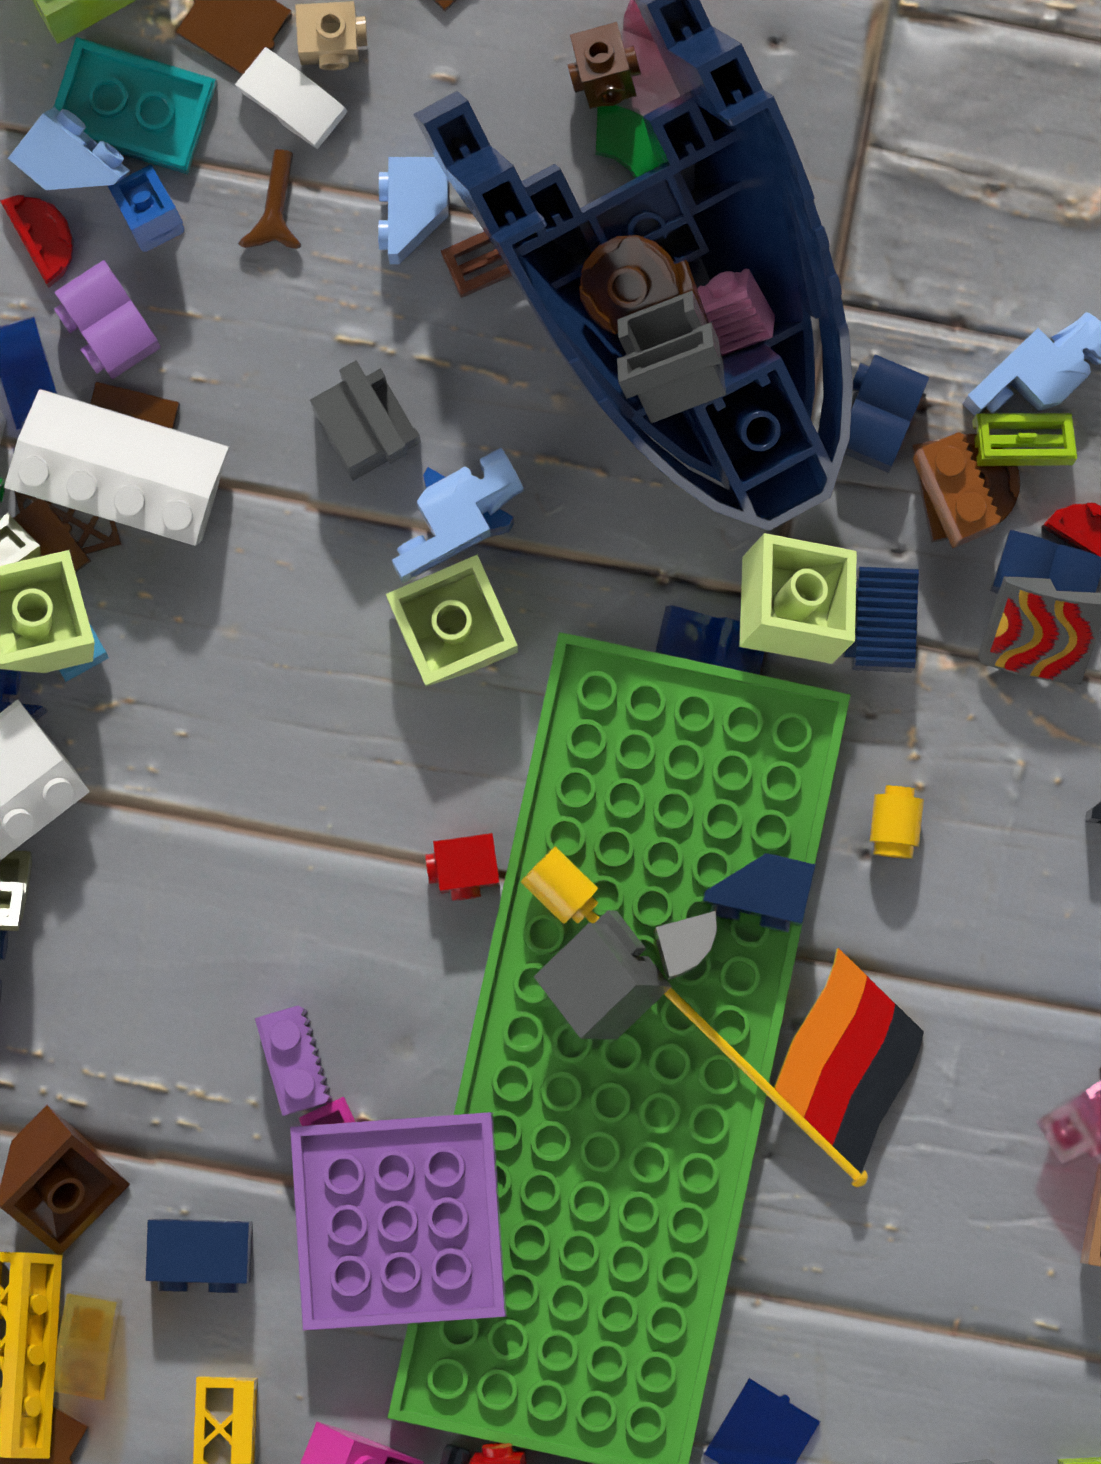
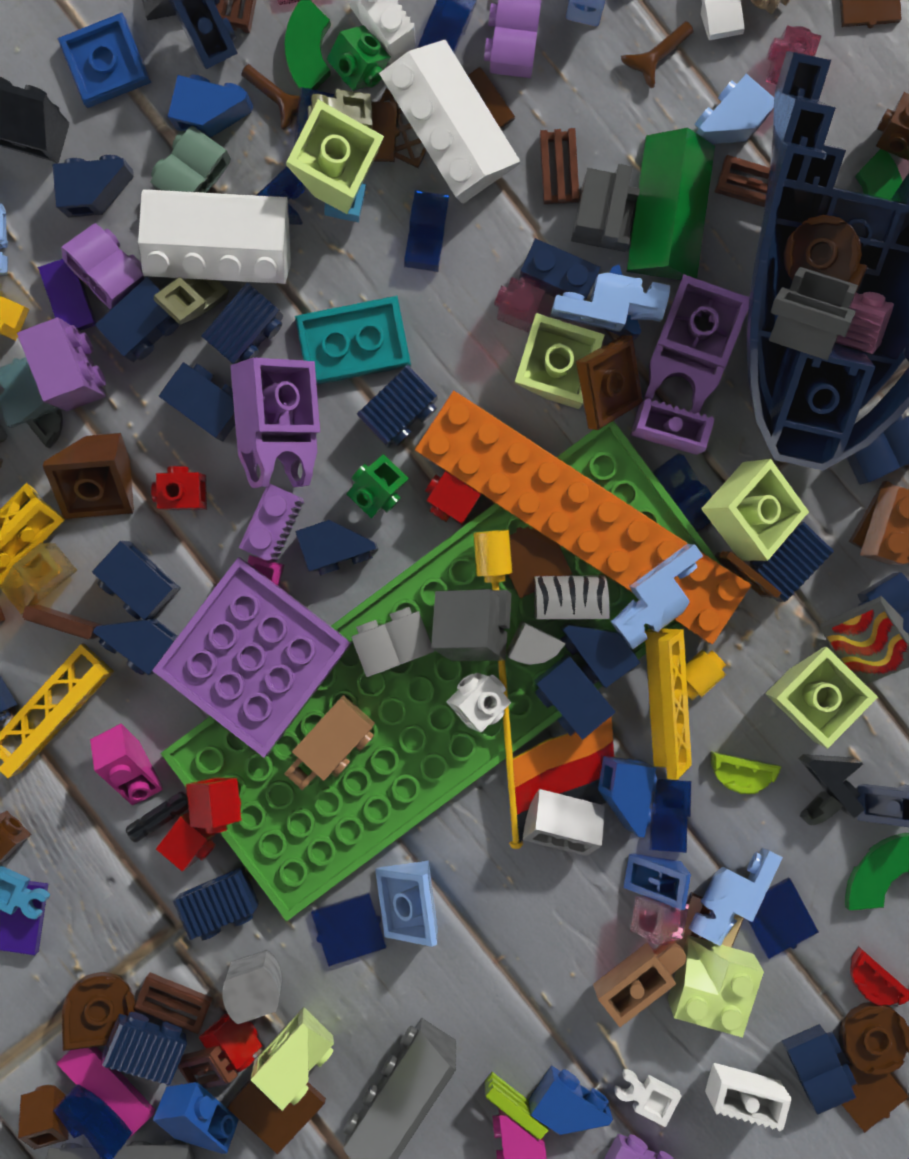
camera: 40 degrees right, 5 degrees up
(81, 875) = (244, 325): none -> dark blue brick
(106, 993) = (201, 400): none -> dark blue brick
(157, 1367) = (60, 621): none -> copper tile
(162, 1112) = (179, 489): none -> red brick
(189, 604) = (426, 231): none -> clear blue slope
(205, 942) = (276, 417): none -> medium lavender brick
(211, 789) = (354, 340): none -> teal tile
(243, 384) = (557, 137): none -> copper tile
(260, 1313) = (138, 641): none -> dark blue slope
(323, 818) = (398, 407): none -> dark blue brick
(356, 596) = (519, 303): none -> clear pink brick
(370, 529) = (558, 270): none -> dark blue brick
(374, 932) = (371, 489): none -> green brick
(377, 1026) = (330, 543): none -> dark blue slope
(415, 86) = (793, 39): none -> clear pink brick
(429, 355) = (671, 205): none -> green slope
(494, 1414) = (214, 803): none -> red brick
(526, 598) = (609, 382): none -> reddish brown tile
(535, 1074) = (391, 642): none -> light grey brick
(562, 1239) = (330, 742): none -> medium nougat brick
(580, 494) = (693, 353): none -> medium lavender brick
(612, 852) = (534, 556): none -> reddish brown piece
(622, 764) = (573, 510): none -> orange plate
(633, 587) = (672, 427): none -> medium lavender brick
(682, 1054) = (479, 701): none -> white brick
(683, 860) = (571, 597): none -> light grey brick
(774, 779) = (658, 597): none -> light blue plate
(778, 963) = (574, 697): none -> dark blue brick
(798, 1349) = (407, 903): none -> light blue slope
(849, 674) = (745, 572): none -> reddish brown window
(884, 879) = (668, 701): none -> yellow fence
(890, 1109) = (564, 823): none -> brick
(929, 1017) = (628, 791): none -> blue slope
(1000, 1003) = (669, 816): none -> clear blue slope
(1039, 890) = (743, 774): none -> lime tile
(1041, 733) = (821, 696): none -> yellowish green slope
(1043, 1084) = (658, 879): none -> blue slope

